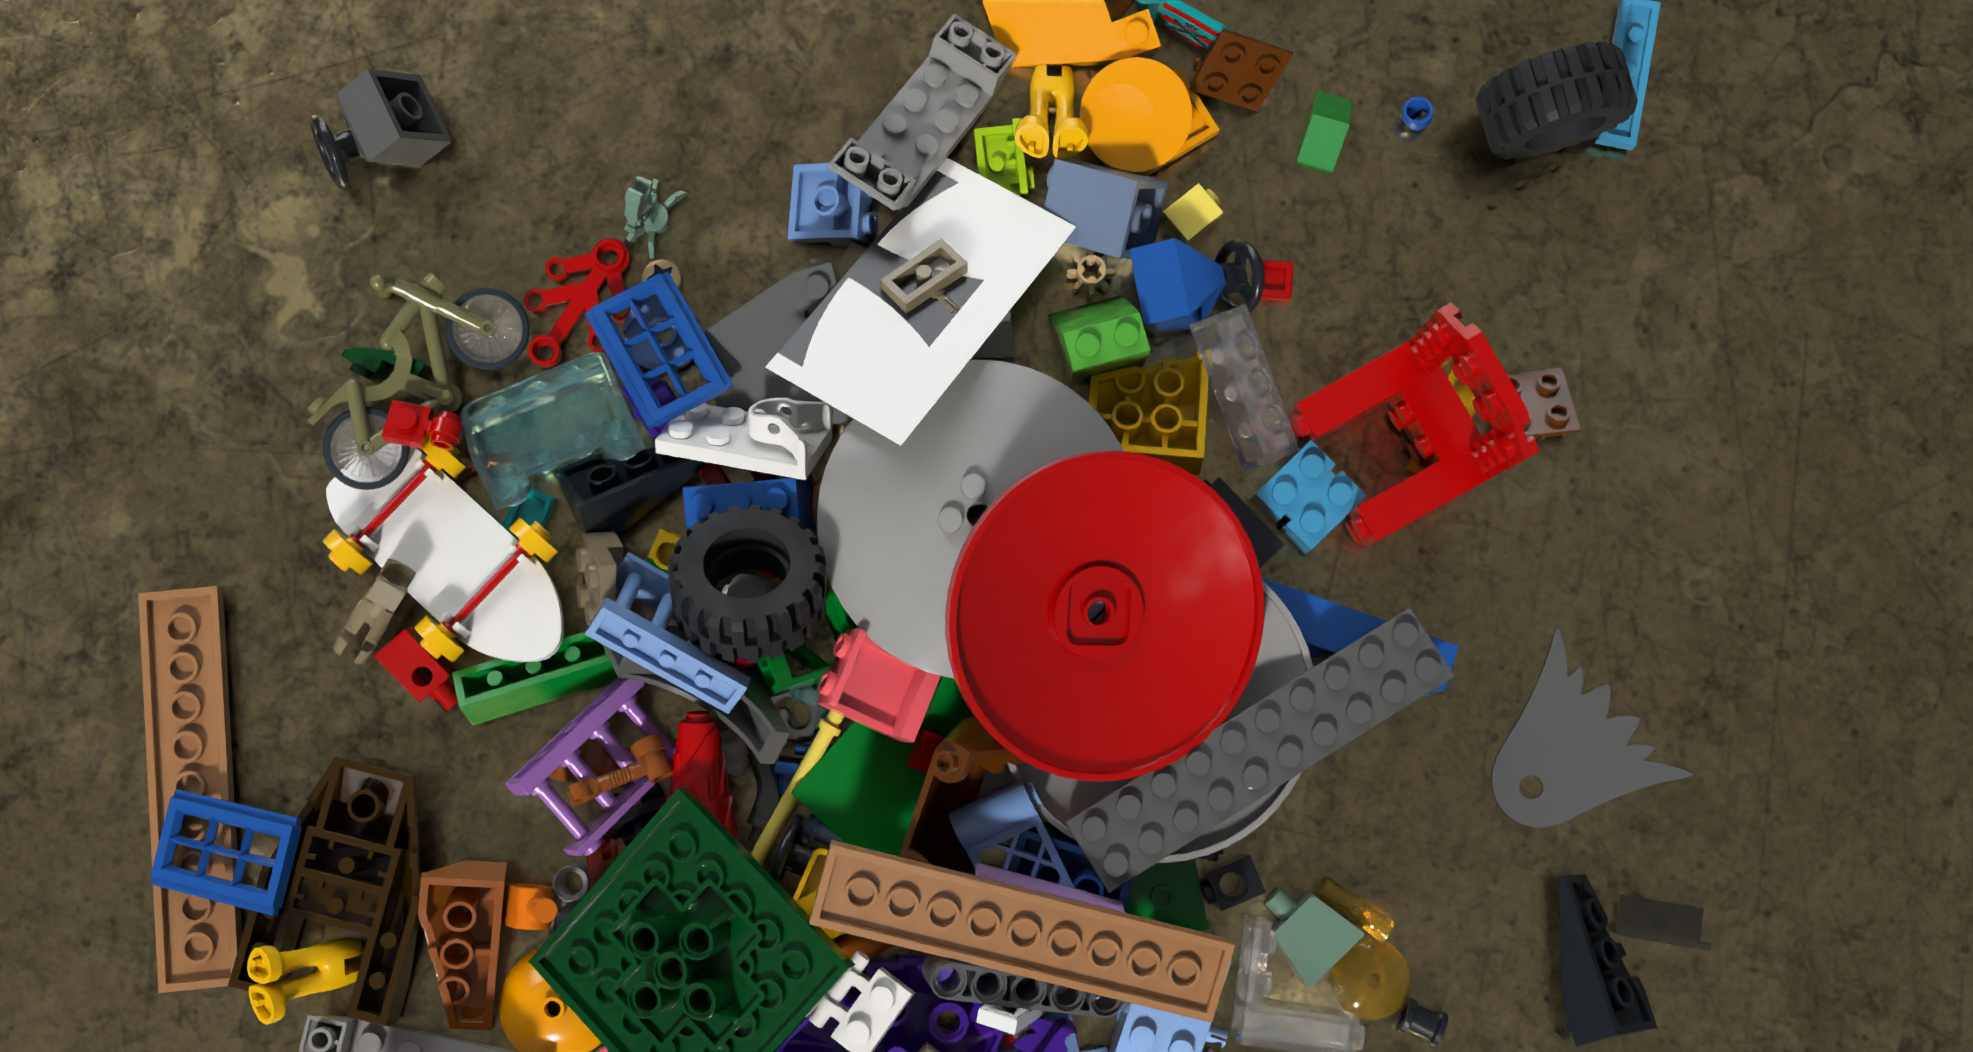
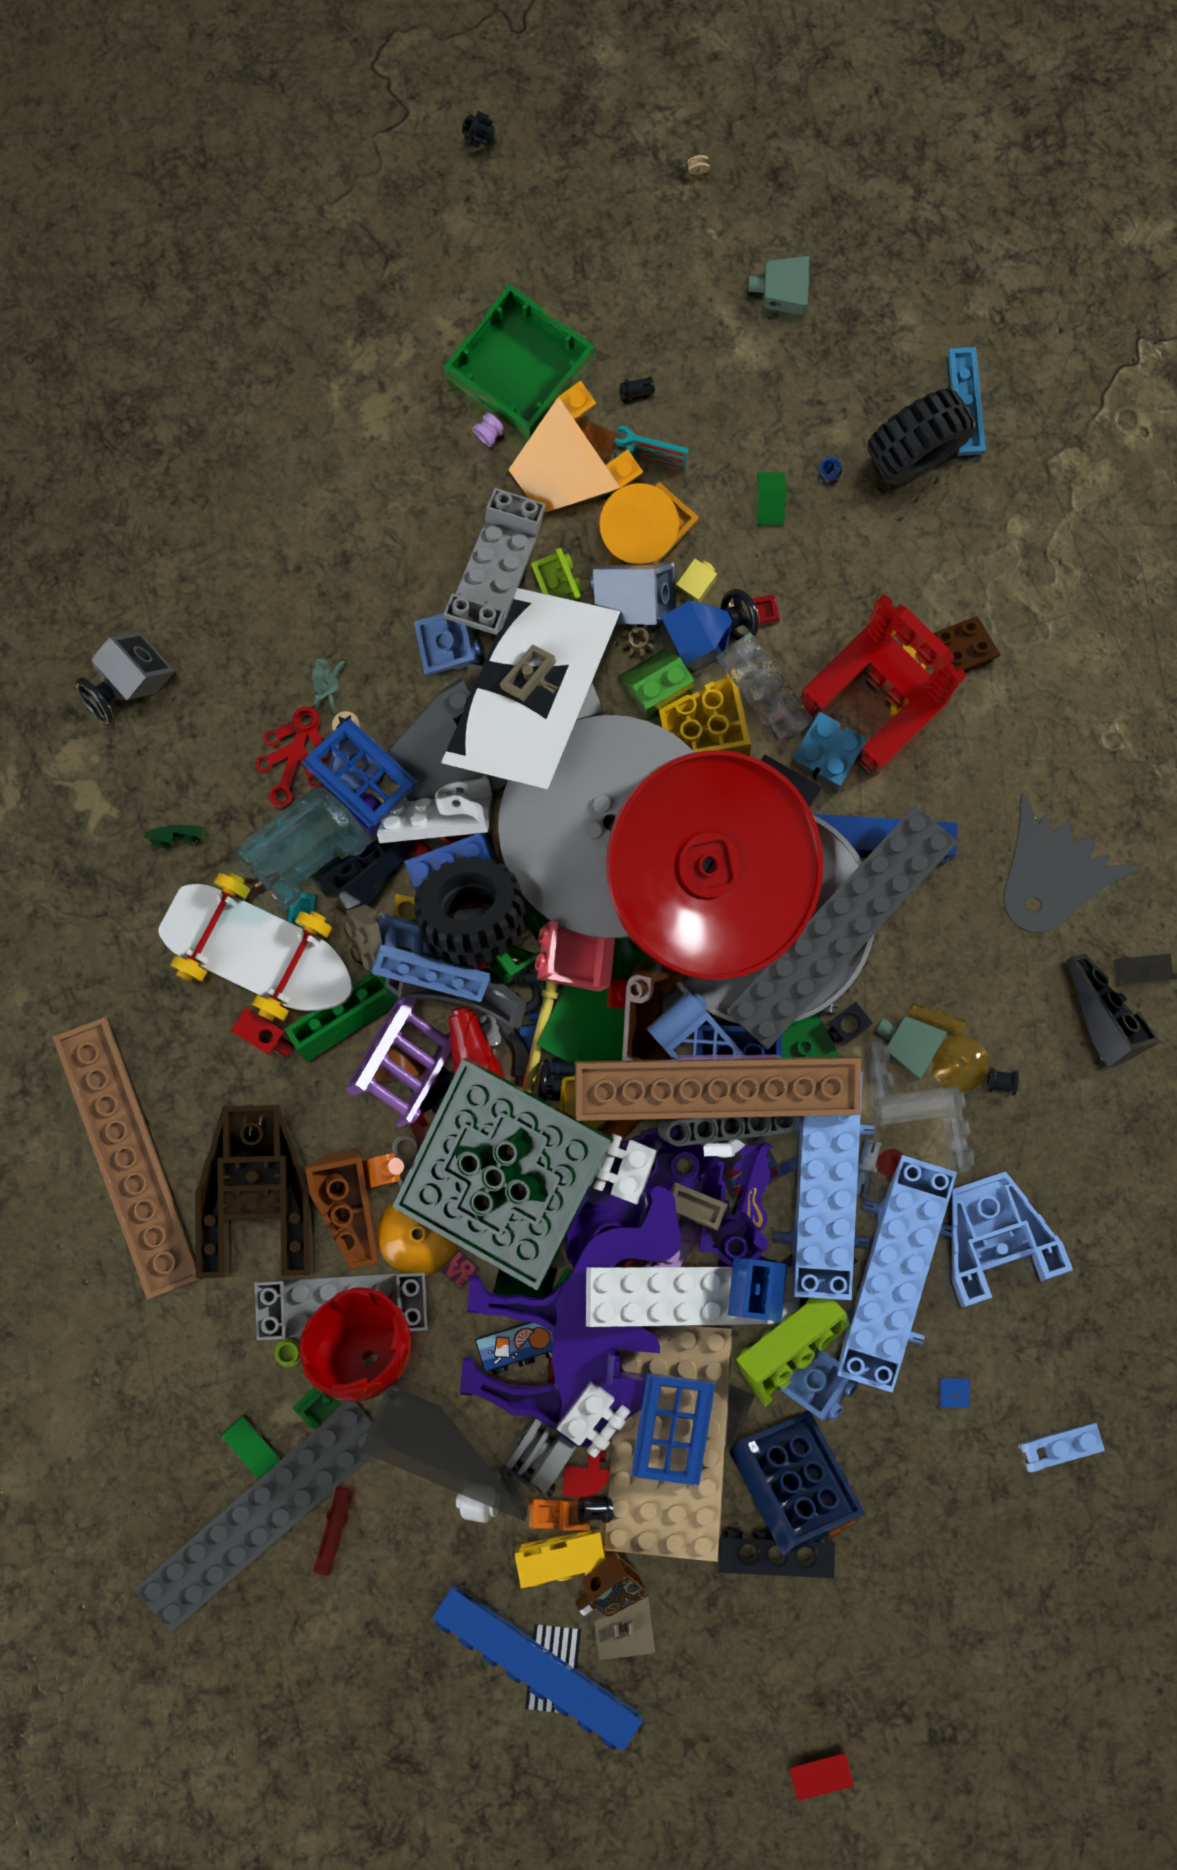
camera: 10 degrees left, 0 degrees up
(216, 888) = (167, 1164): blue piece -> none
(268, 964) = (221, 1253): yellow piece -> none
(376, 608) = (219, 1001): dark tan piece -> none
(413, 423) = (209, 869): red plate -> none
(483, 331) = (236, 793): piece -> none
(649, 761) = (435, 1049): dark orange brick -> none
(1033, 130) = (572, 554): yellow piece -> none
(1239, 70) = (701, 473): reddish brown hinge -> none

